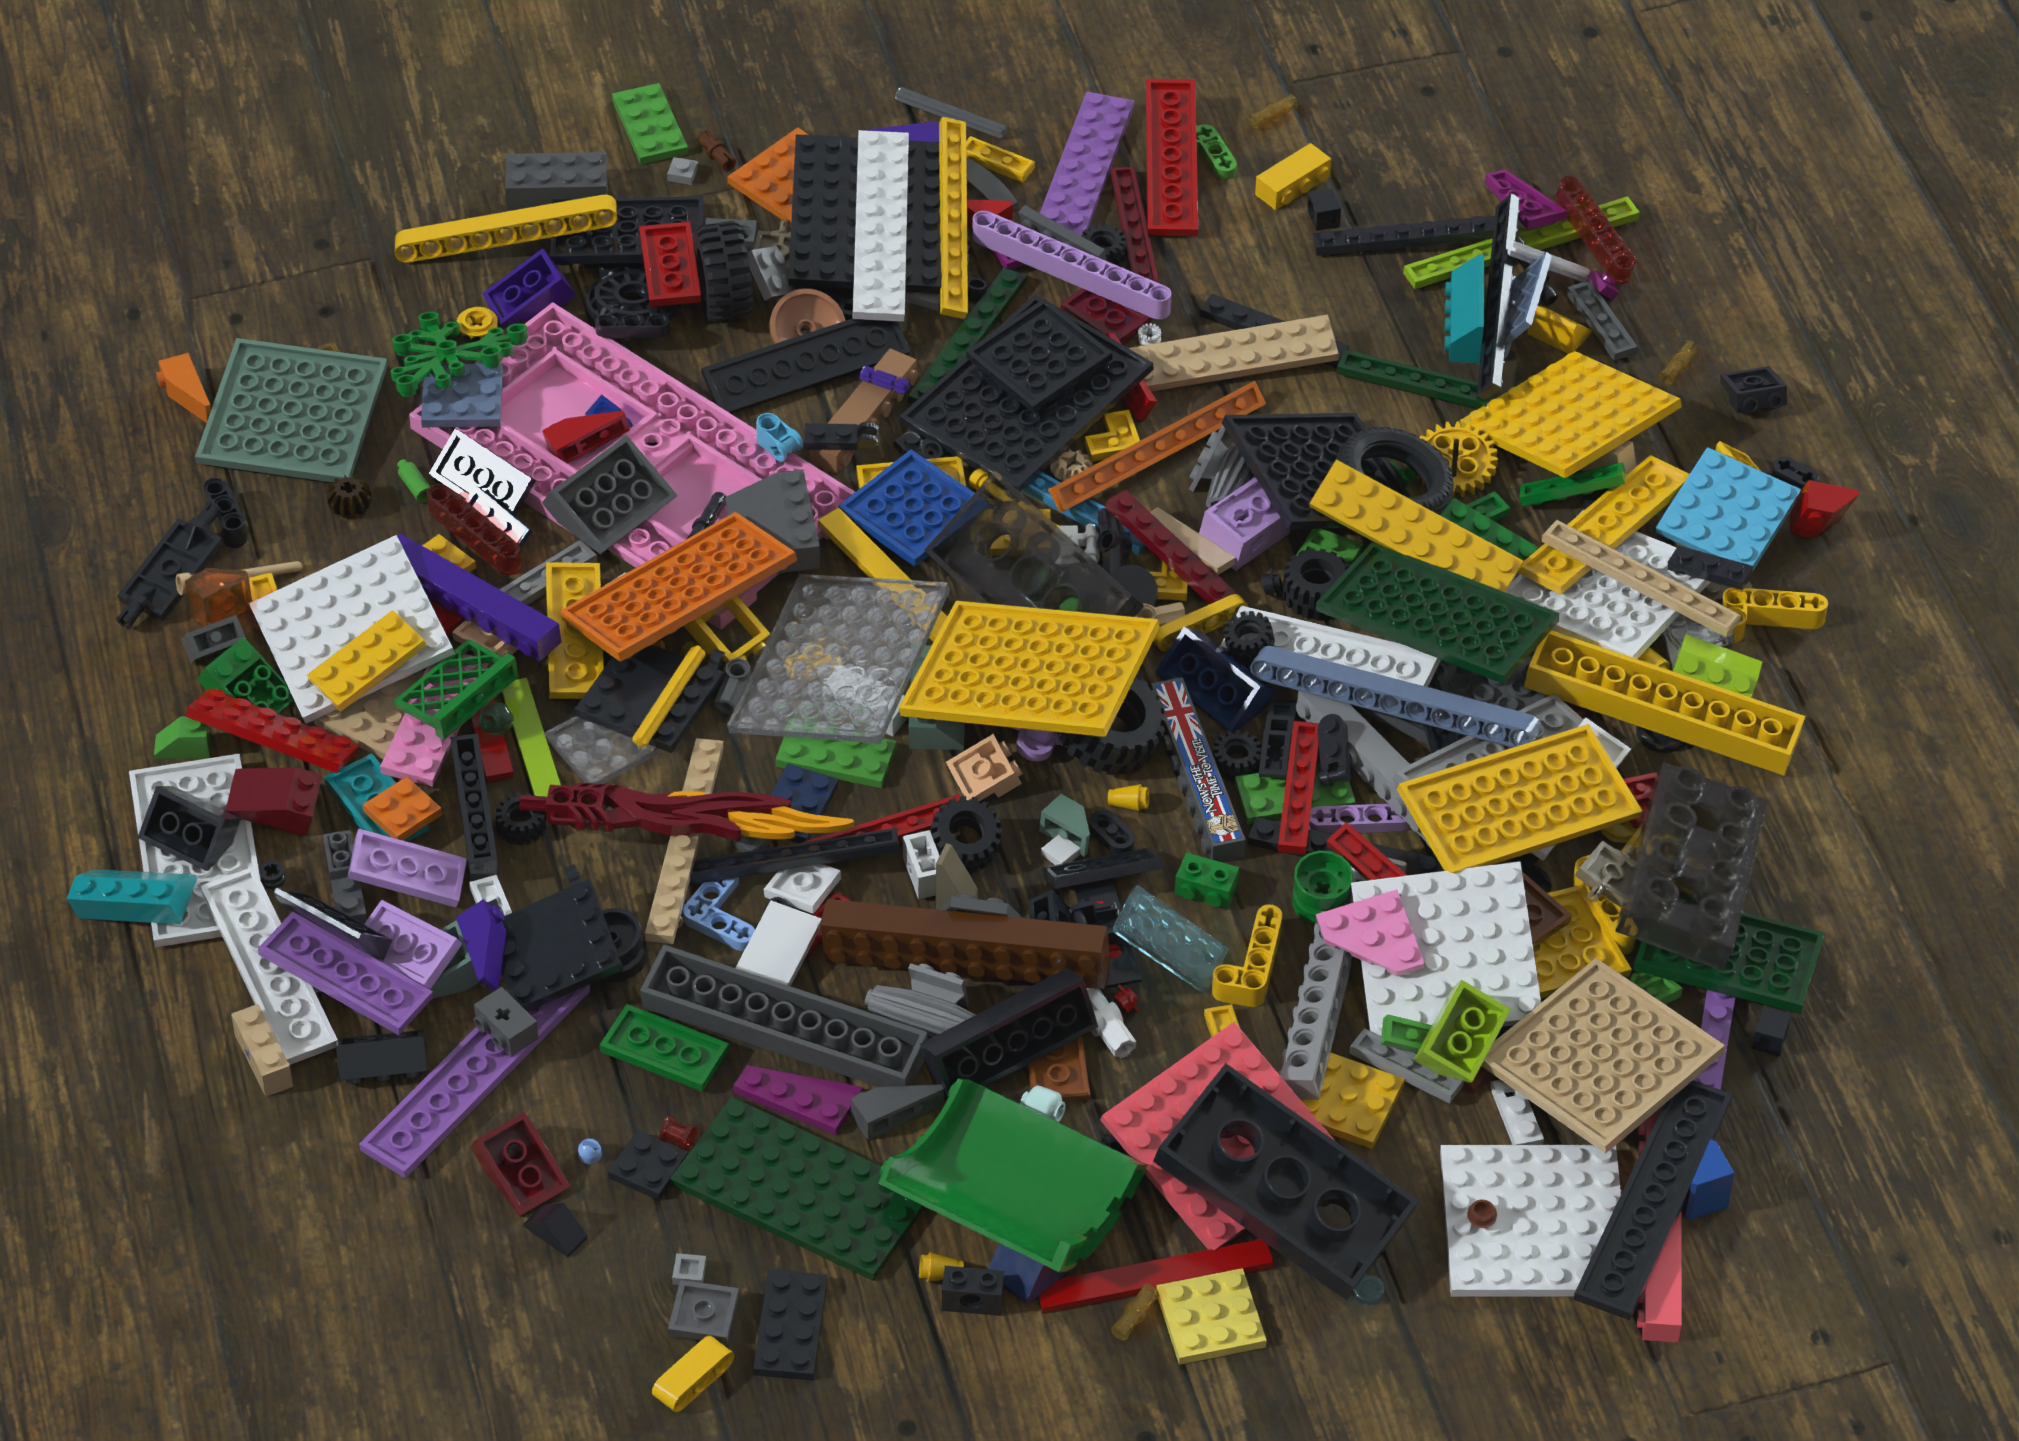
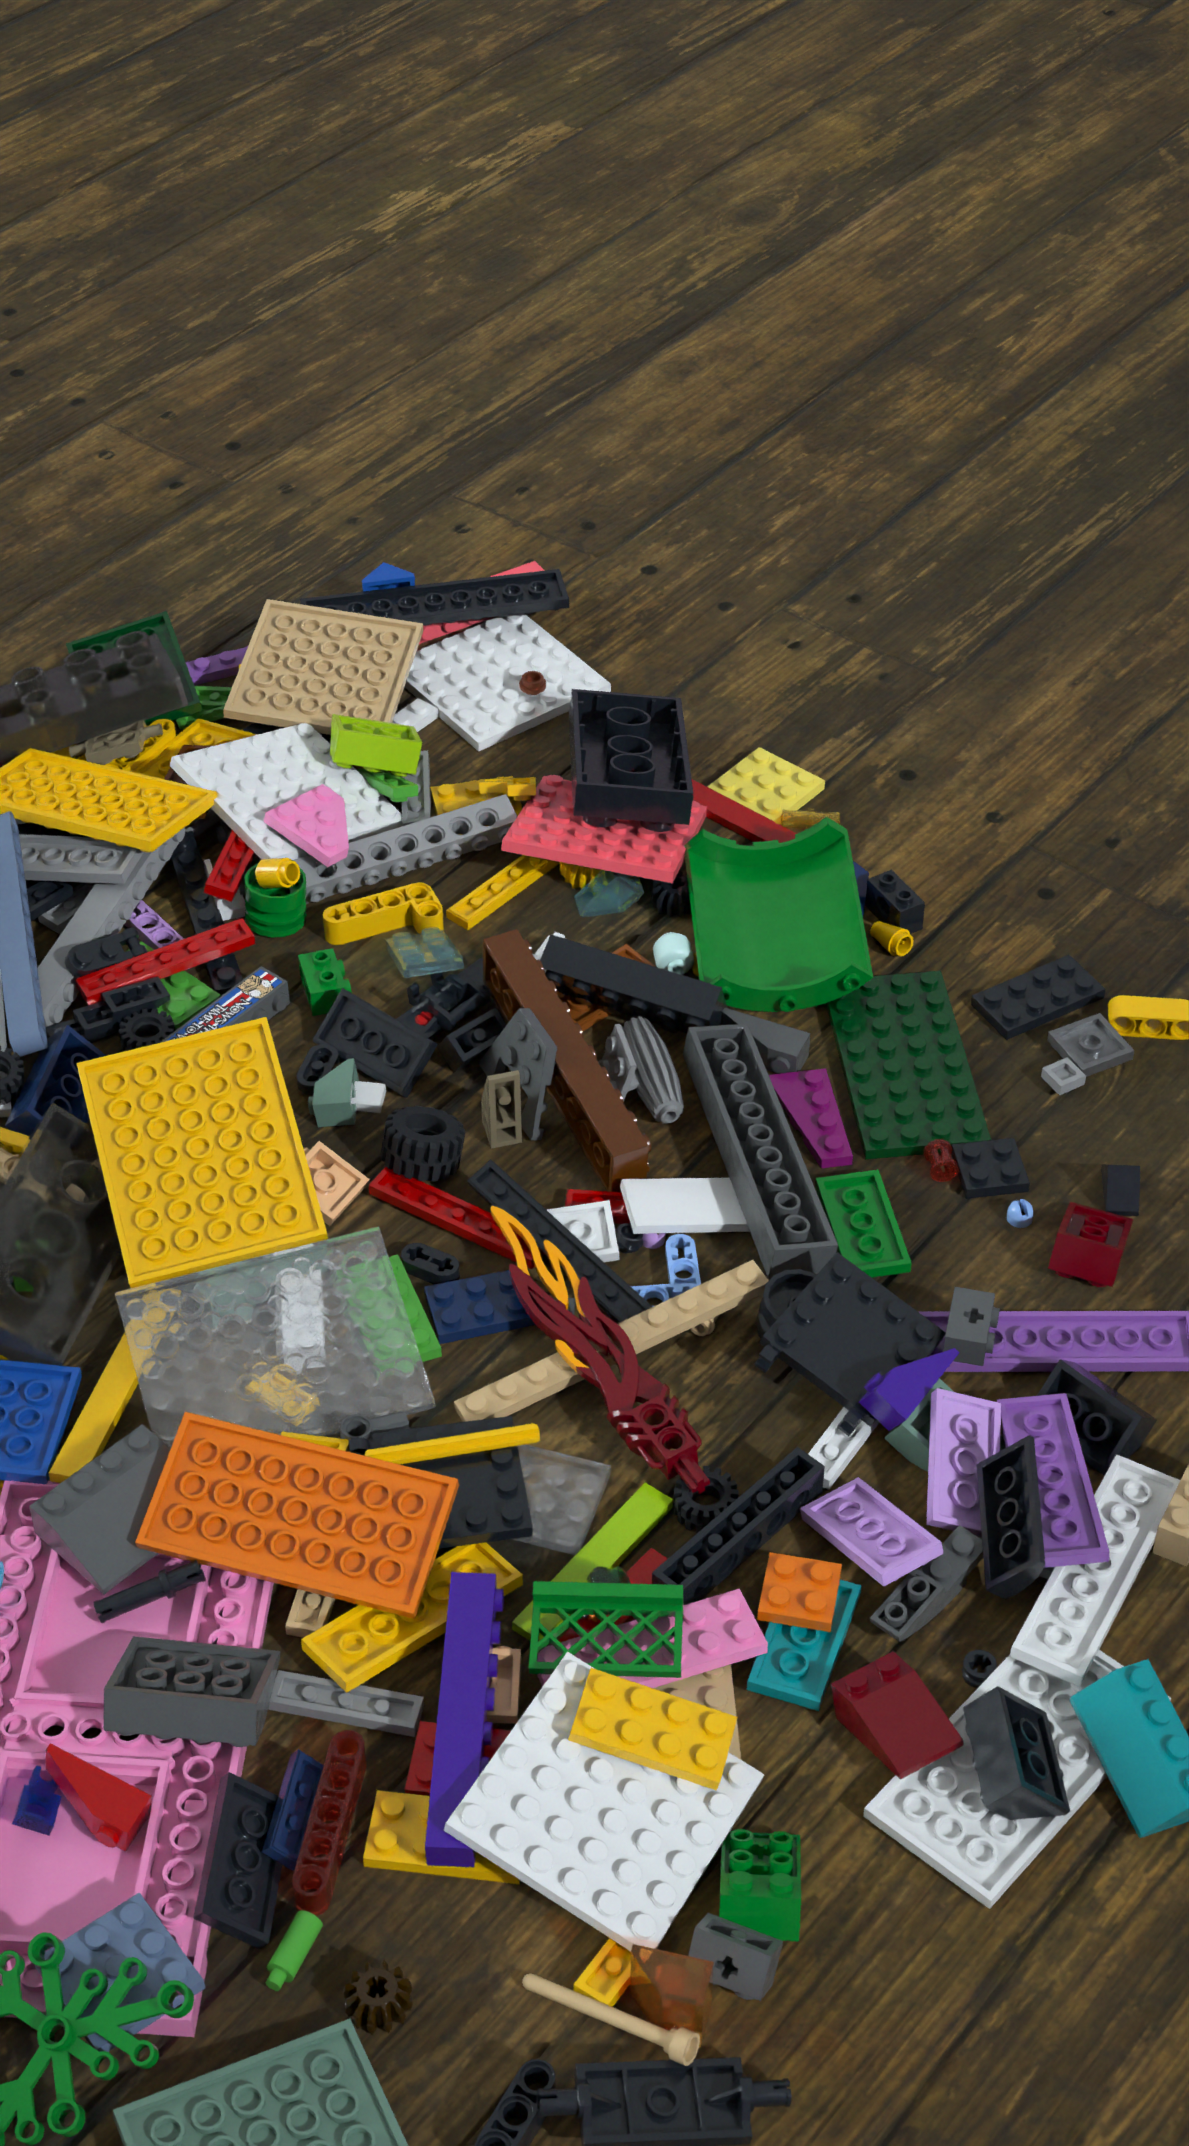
camera: 125 degrees left, 5 degrees down
(183, 740) = (895, 1884): bright green slope -> none
(272, 730) = (813, 1787): red plate -> none
(858, 796) = (431, 1263): none -> black beam
(920, 859) = (488, 1142): white brick -> none
(1325, 874) = (277, 873): none -> yellow brick
(1328, 1109) = (518, 787): none -> yellow plate
(1771, 1031) = (202, 631): black brick -> none

